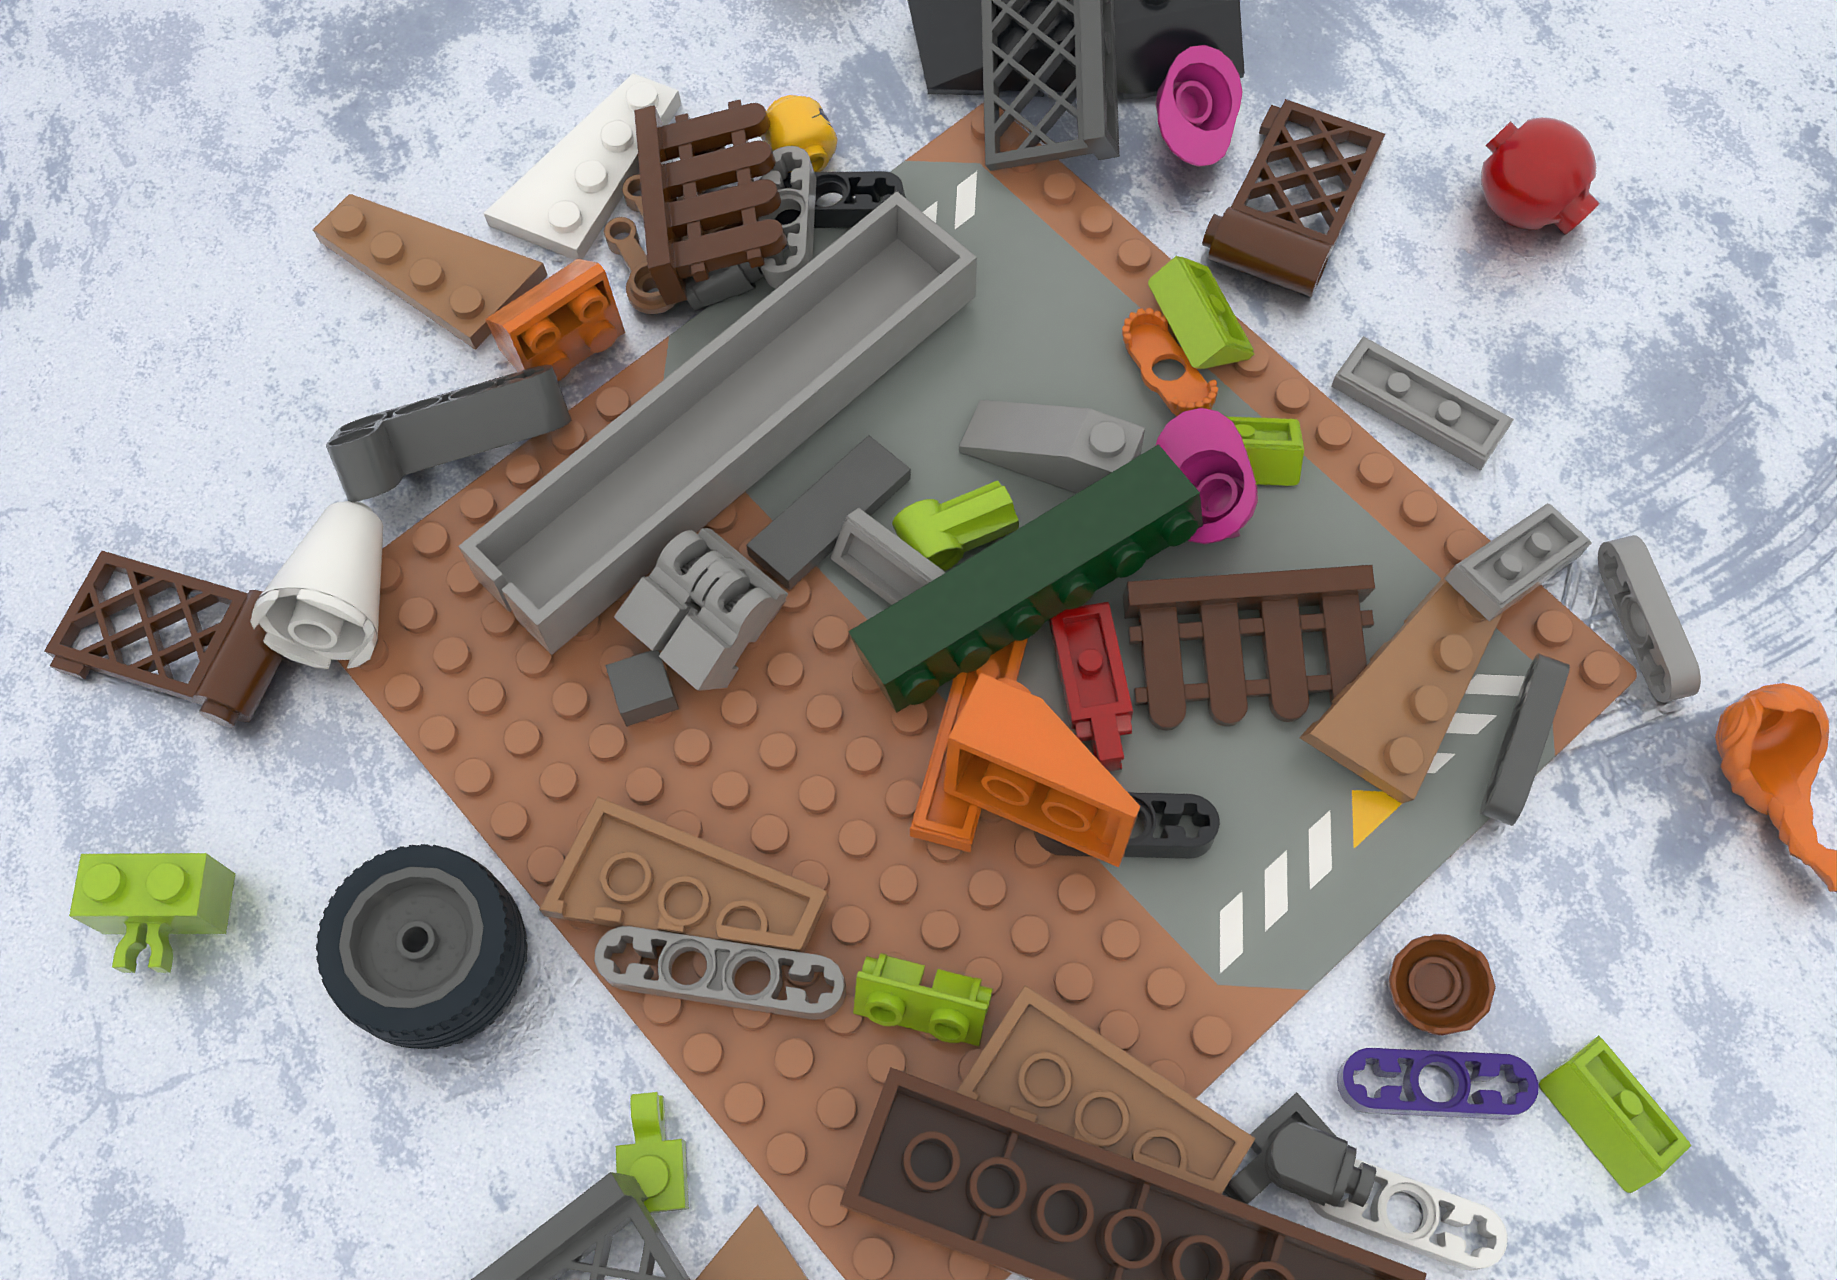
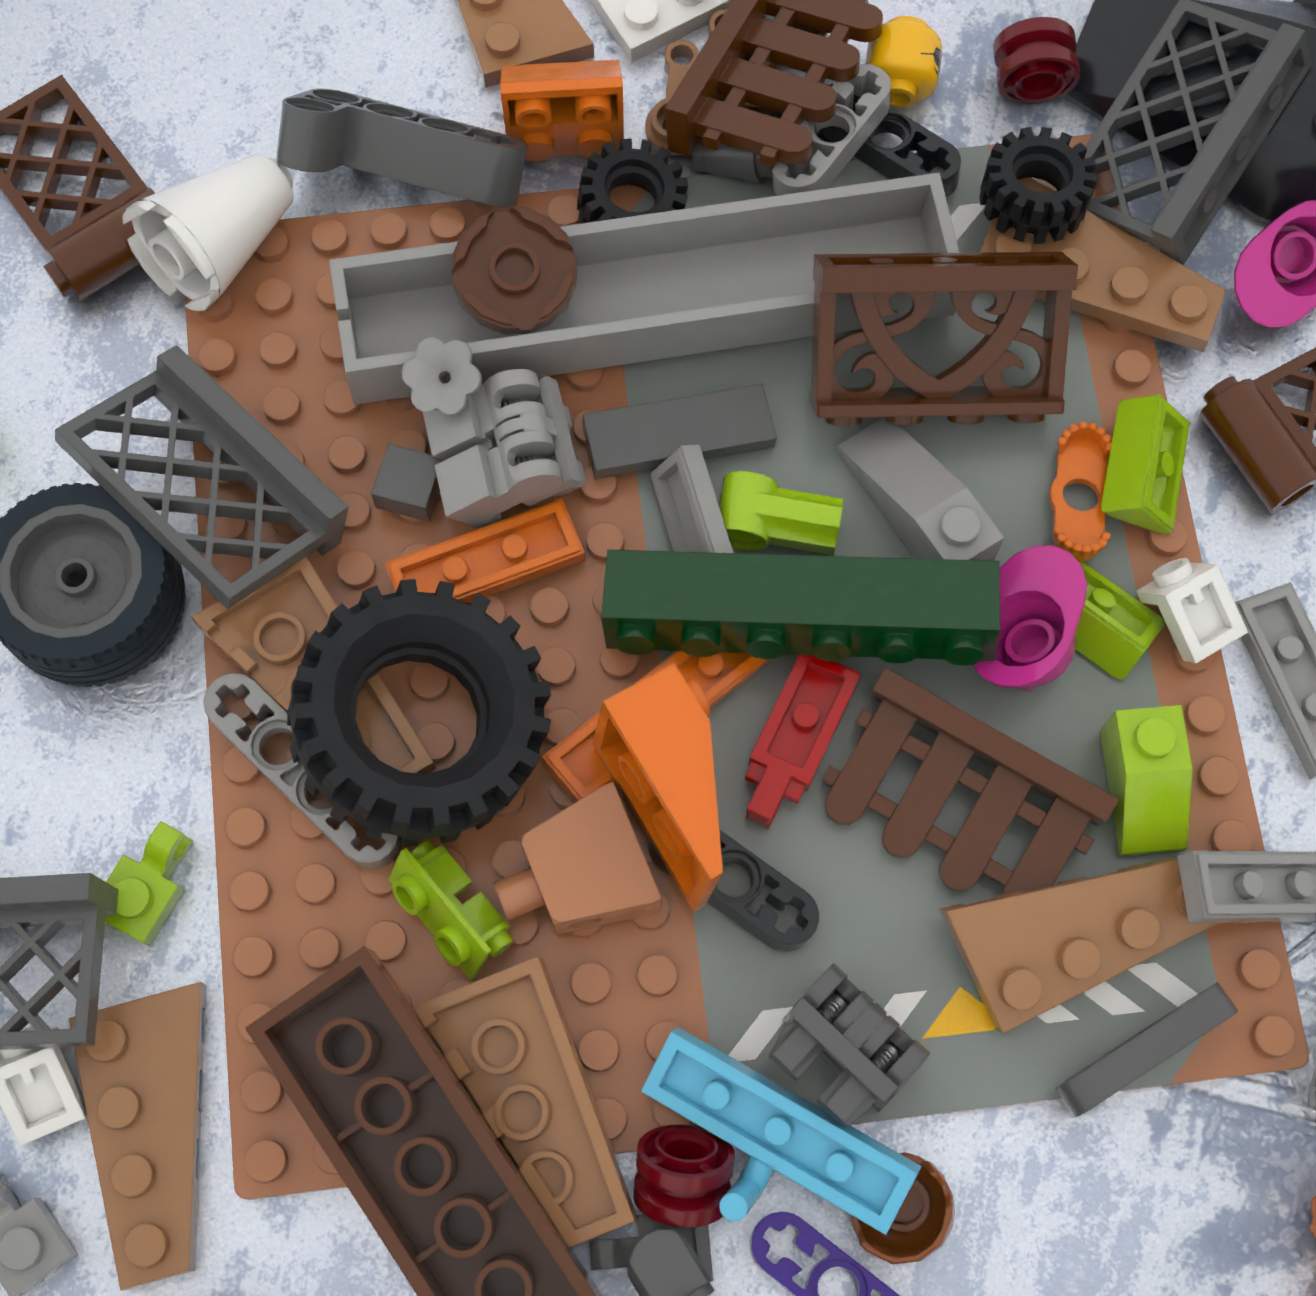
camera: 30 degrees right, 5 degrees up
(486, 750) = (249, 457): none -> dark grey fence
(604, 574) = (428, 372): none -> light grey plant
(619, 461) = (514, 270): none -> reddish brown tile
(649, 334) = (634, 168): none -> black tyre
(748, 710) = (495, 555): none -> orange tile
(810, 784) = (455, 639): none -> black tyre
(900, 75) = (1036, 60): none -> dark red wheel
(912, 297) = (877, 277): none -> reddish brown fence
(973, 138) = (1040, 159): none -> black tyre
(1008, 892) = (583, 868): none -> nougat torso
(1047, 200) = (1125, 280): none -> medium nougat wing
(1262, 1077) = (682, 1175): none -> dark red wheel
(1311, 990) = (778, 1134): none -> medium azure plate
(1315, 393) = (1194, 607): none -> white bracket
(1315, 874) = (855, 1039): none -> dark grey hips
(1374, 527) = (1151, 776): none -> lime slope

